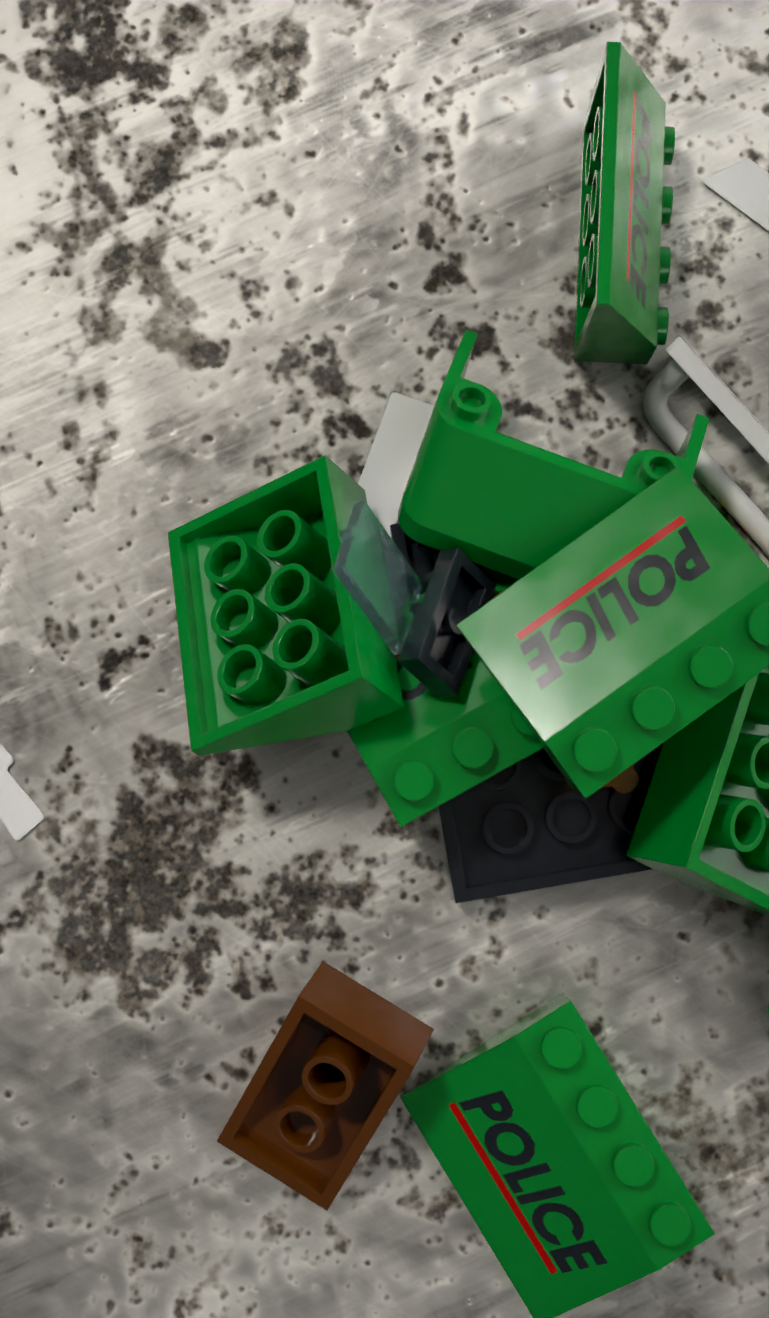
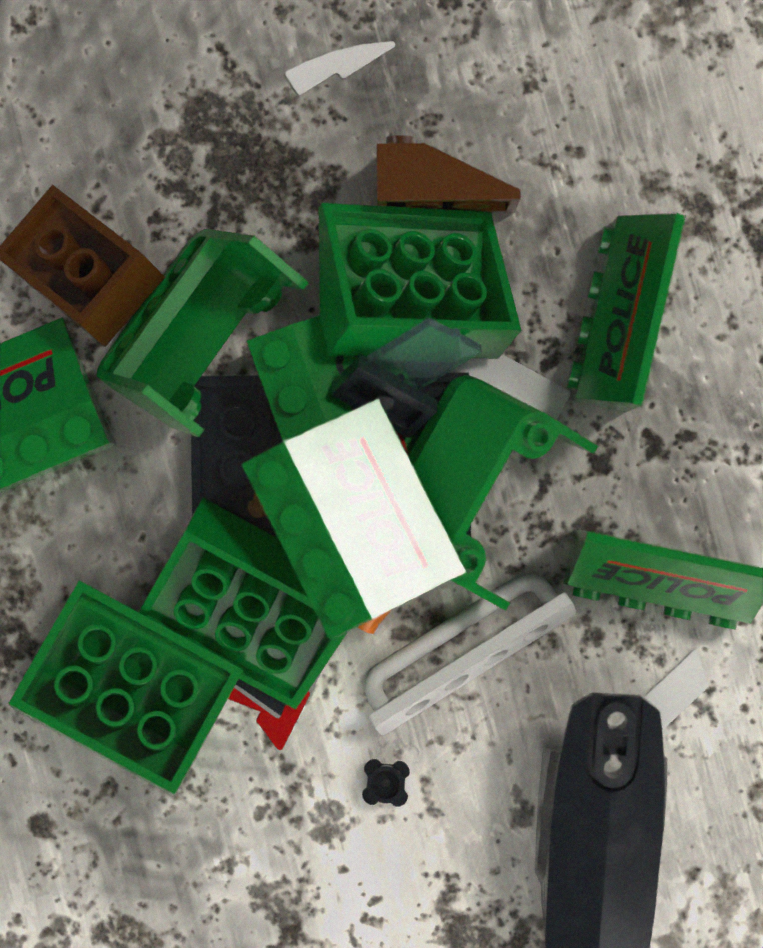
camera: 100 degrees right, 5 degrees up
(134, 610) = (430, 179): none -> reddish brown slope
(275, 315) = (626, 310): none -> green slope
(379, 916) = (189, 321): none -> green windscreen

